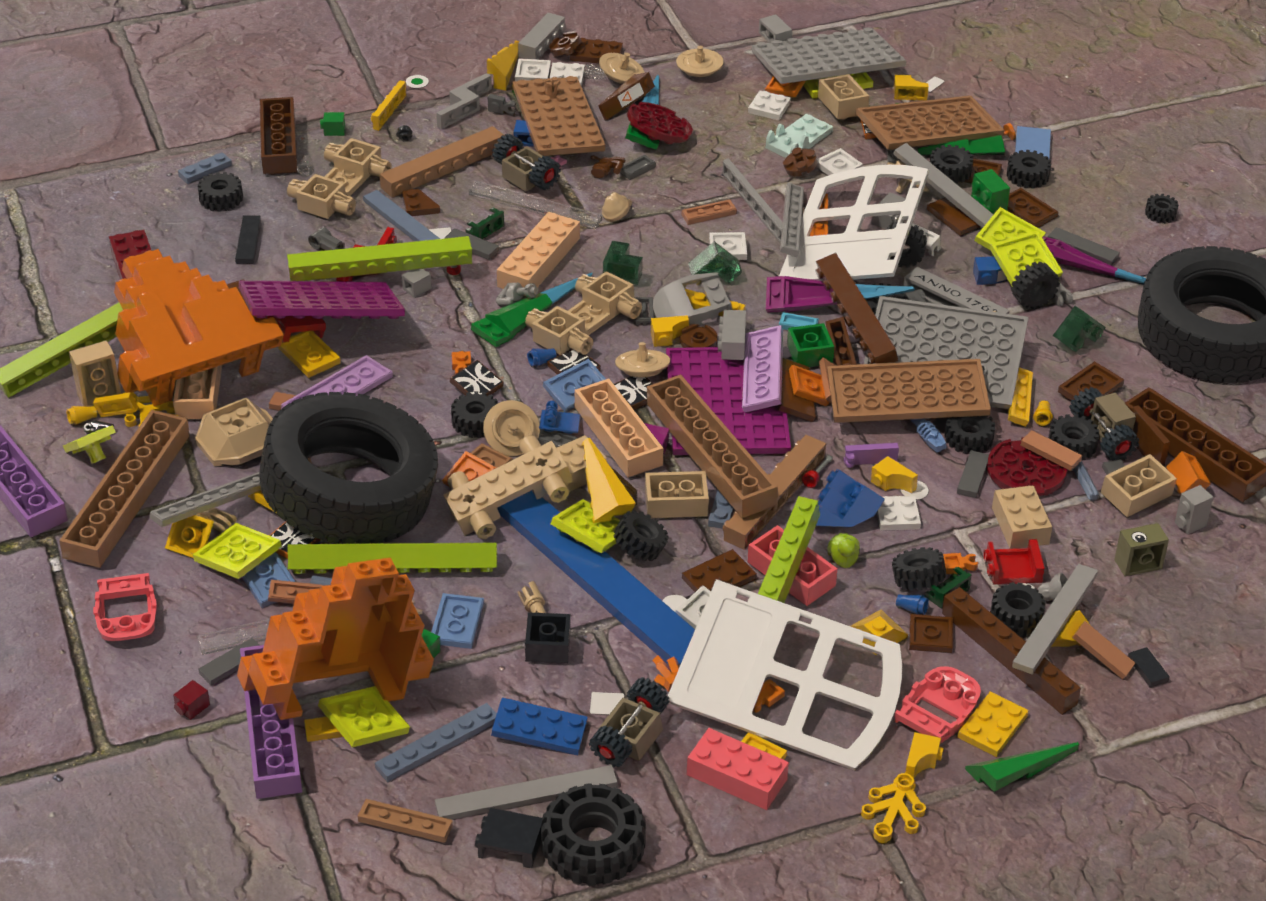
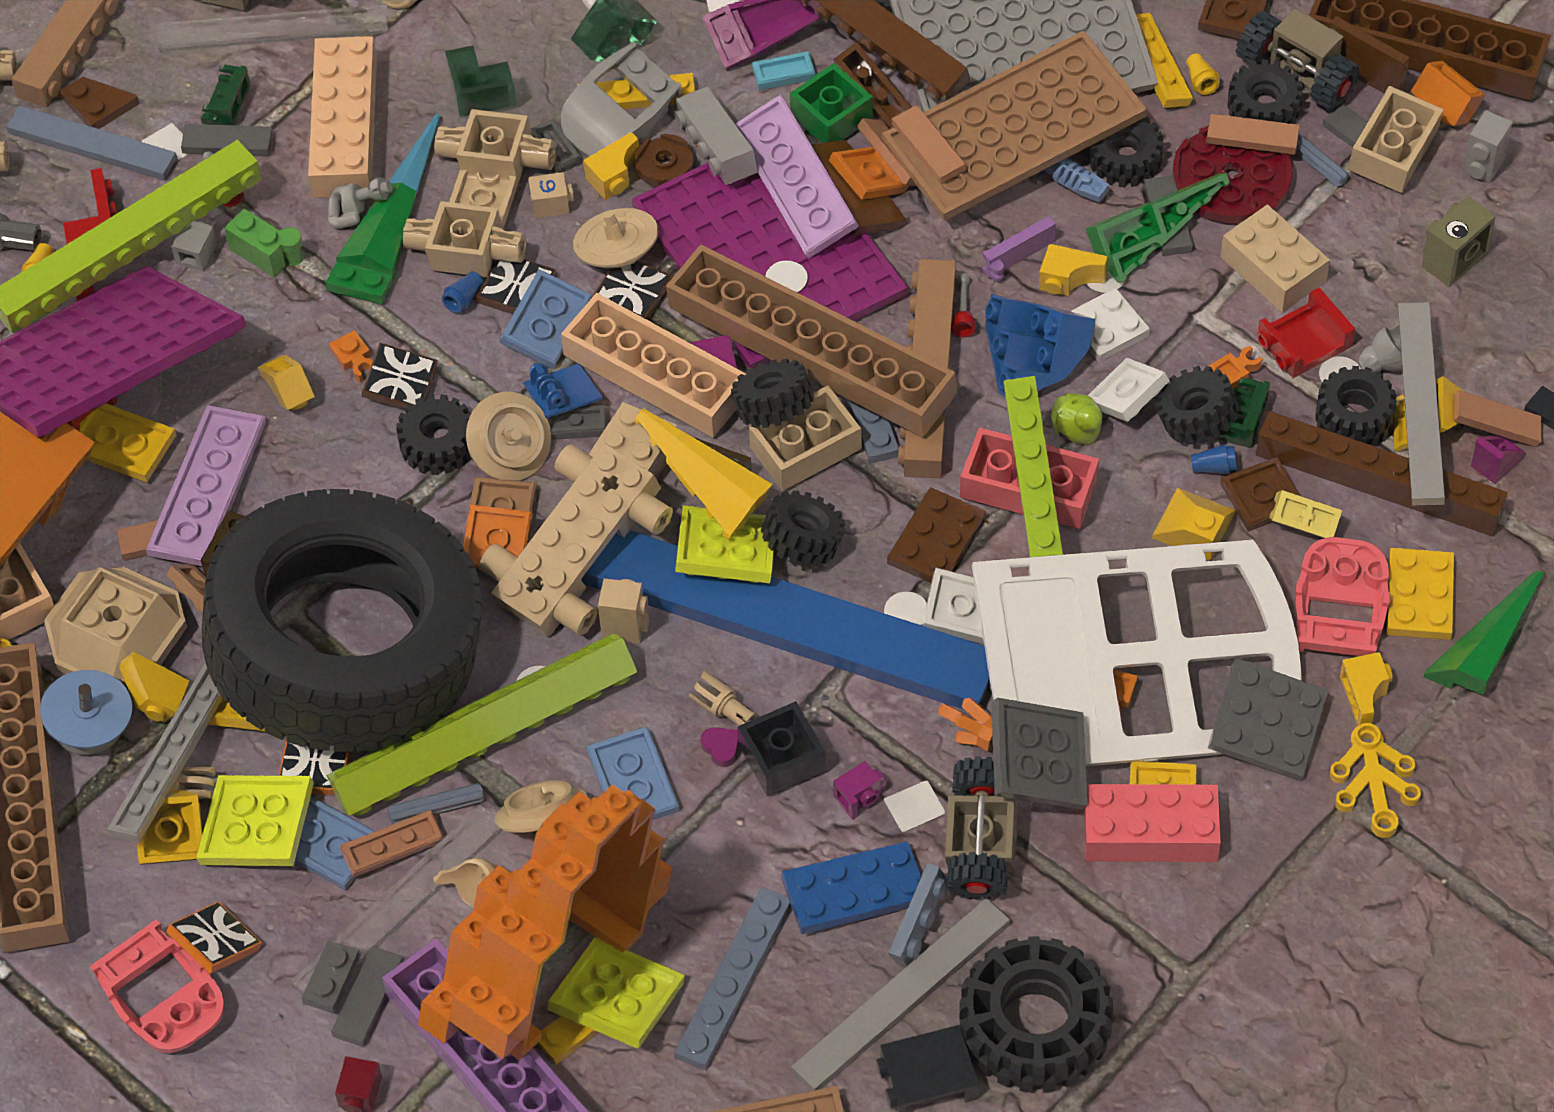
camera: 25 degrees left, 15 degrees up
(172, 595) = (214, 937): none -> tile
(189, 463) = (86, 711): none -> medium blue piece
(217, 641) = (330, 977): none -> dark grey plate
(233, 464) = (153, 687): none -> yellow slope
(415, 361) = (287, 382): none -> yellow arch
(452, 294) = (263, 243): none -> bright green hinge
(509, 533) = (623, 609): none -> tan brick
(517, 625) = (721, 745): none -> magenta tile
(562, 753) = (919, 915): none -> sand blue plate
(578, 677) = (858, 788): none -> magenta brick
(622, 330) = (550, 195): none -> tan brick
(669, 460) = (772, 393): none -> black tyre
(687, 694) = (1039, 753): none -> dark grey plate
(726, 415) = (788, 274): none -> white sticker
(847, 745) = (1267, 719): none -> dark grey plate
(849, 379) = (928, 144): none -> nougat tile
(881, 545) = (1128, 389): none -> white plate
(943, 473) = (1139, 231): none -> green wedge
(946, 649) = (1305, 514): none -> light yellow hinge
(1090, 671) = (1495, 456): none -> magenta slope

